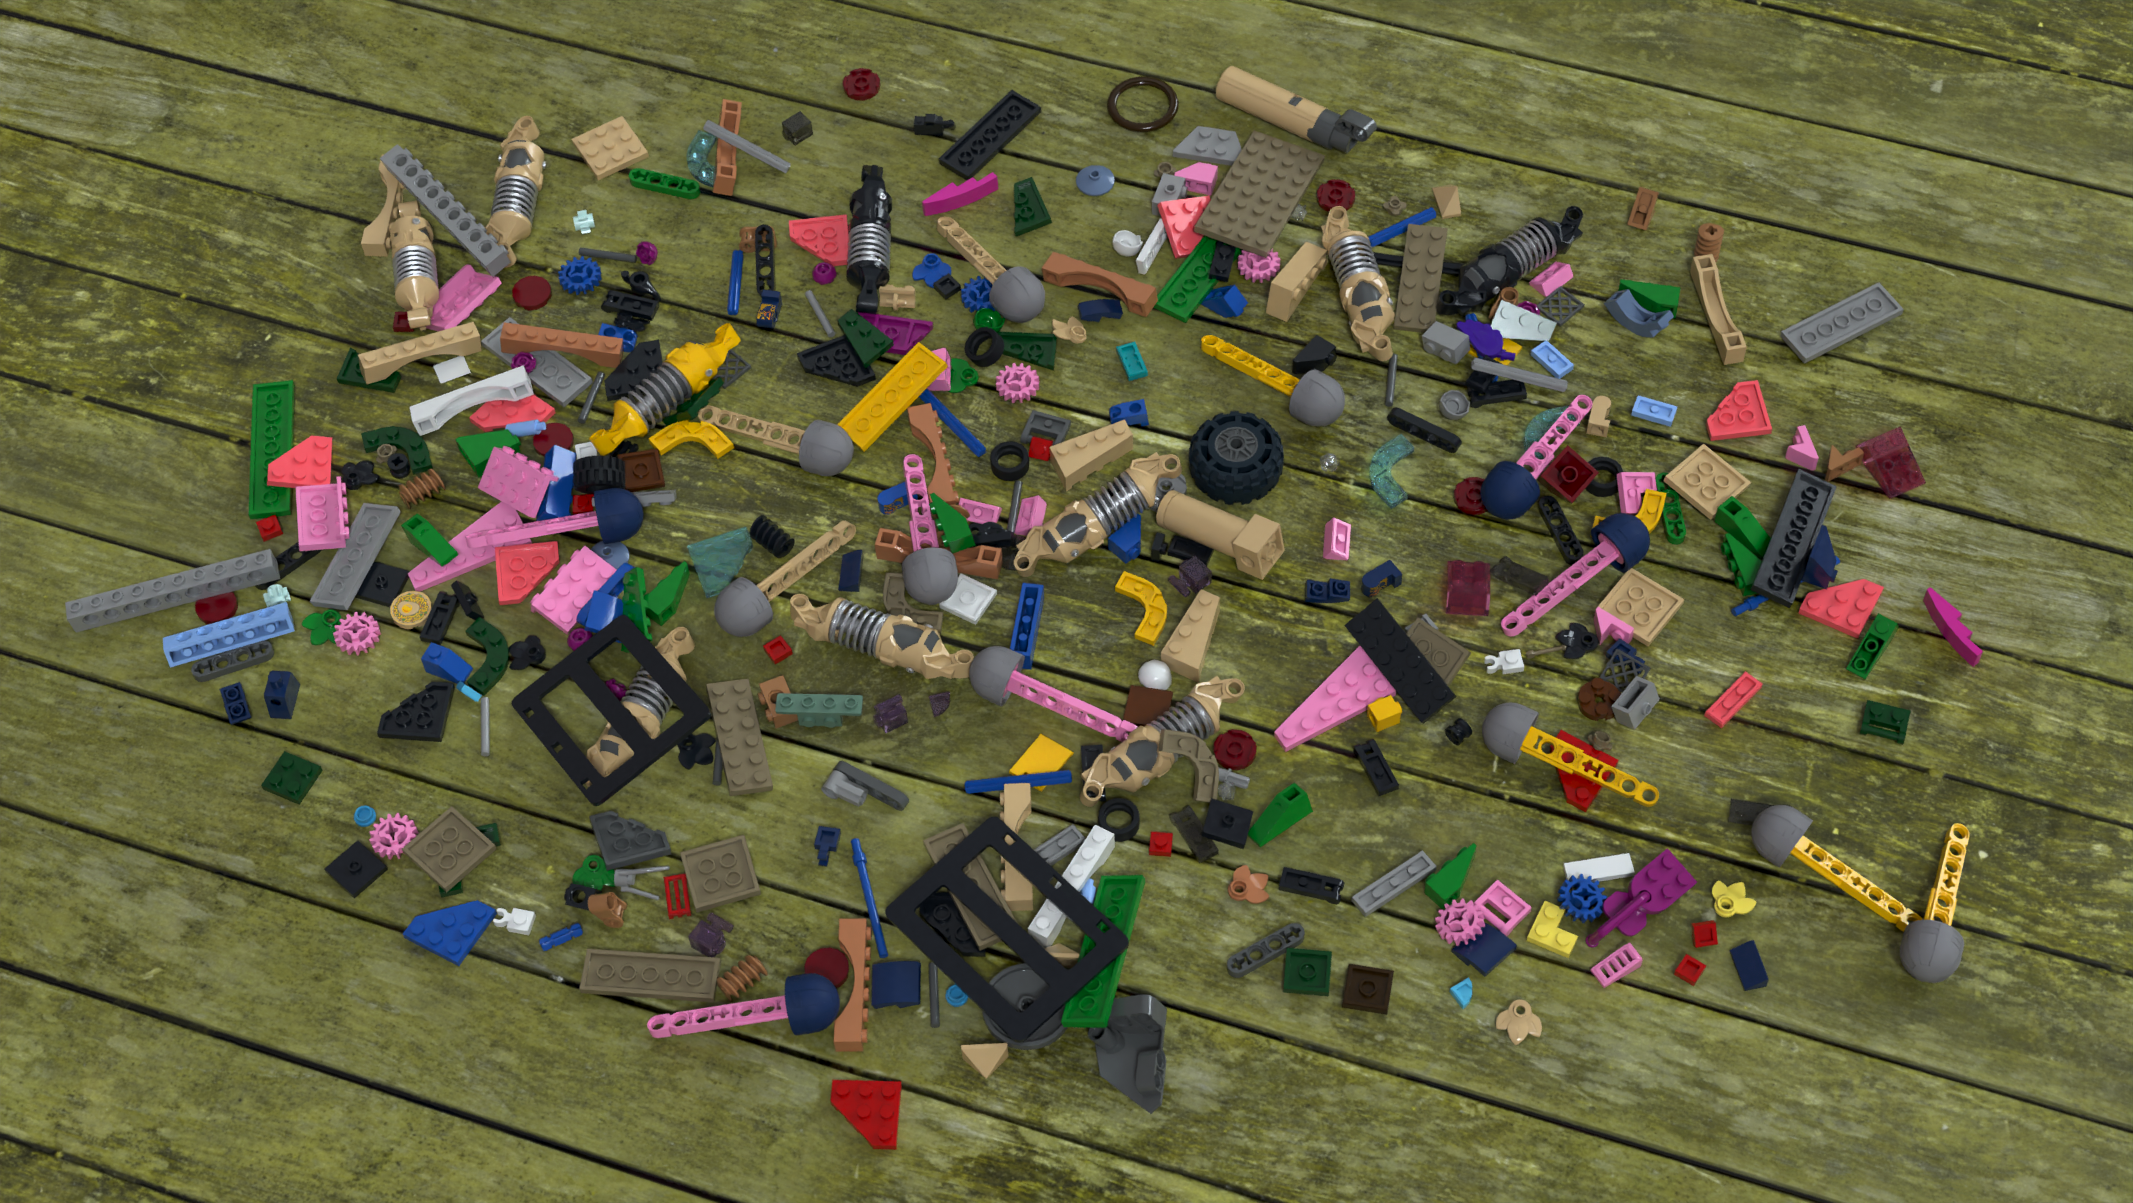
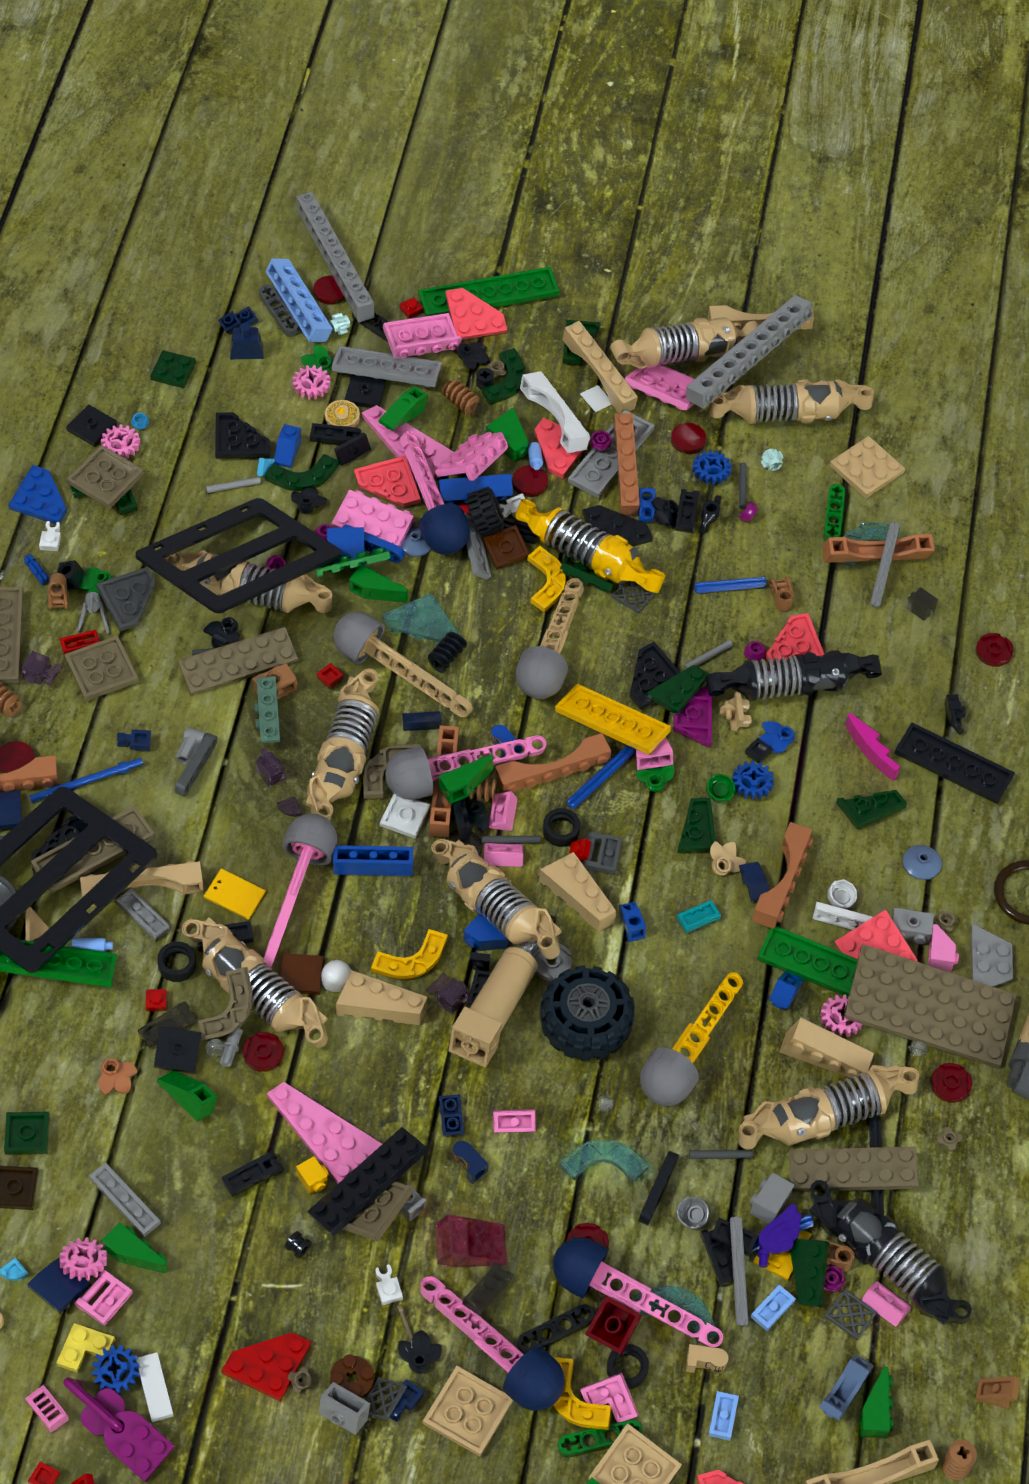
camera: 75 degrees right, 0 degrees up
(591, 397) = (581, 500): dark grey bar -> none
(768, 261) = (753, 603): black beam -> none
(769, 309) = (700, 614): dark blue leg -> none
(976, 339) = (687, 795): black tyre -> none
(1016, 291) = (748, 800): piece -> none
(1017, 383) = (653, 823): bright pink gear -> none
(1037, 779) = (207, 875): blue axle -> none
(1087, 860) = (135, 941): white arch -> none
(1222, 262) = (832, 980): black plate -> none
(1263, 947) = (50, 1096): dark grey beam -> none
(1311, 885) = (118, 1127): black plate -> none
(1316, 355) = (733, 1078): black slope -> none
(1401, 226) = (922, 1148): blue axle -> none
(1447, 200) = (969, 1191): tan slope -> none
(1511, 729) = (291, 1288): piece -> none
(1610, 625) = (438, 1377): bright pink slope -> none

